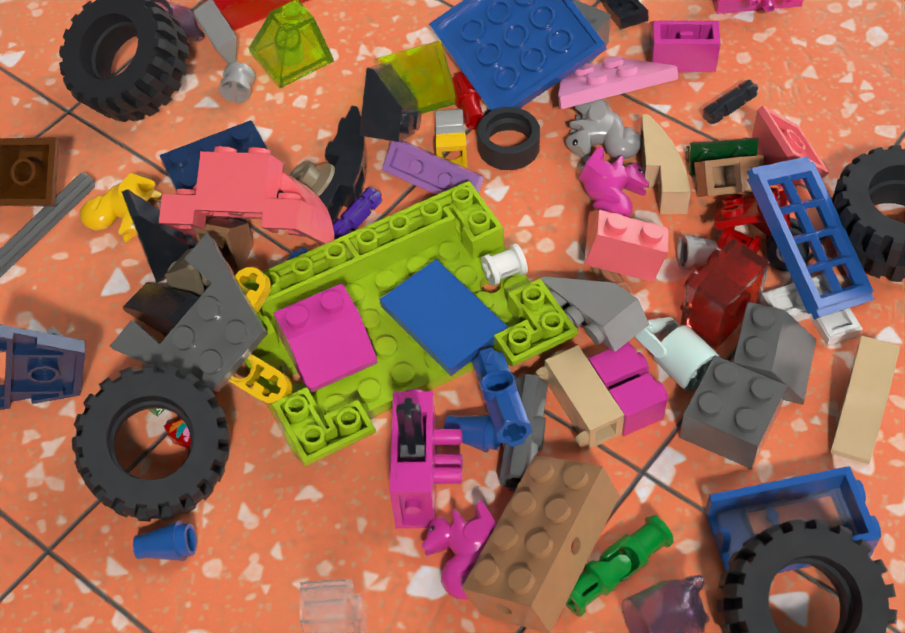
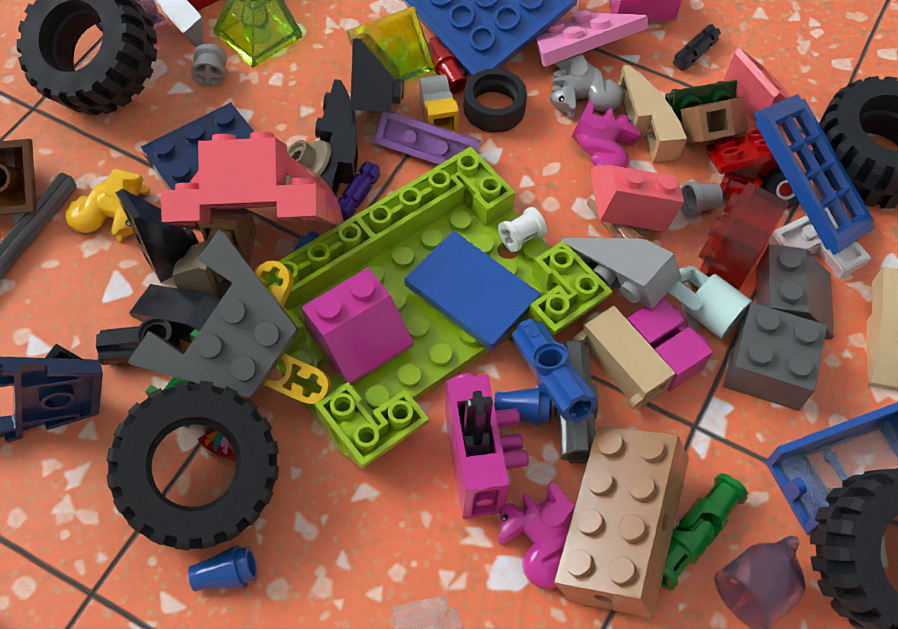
camera: 15 degrees left, 5 degrees up
(104, 331) = (119, 344): none -> black piece

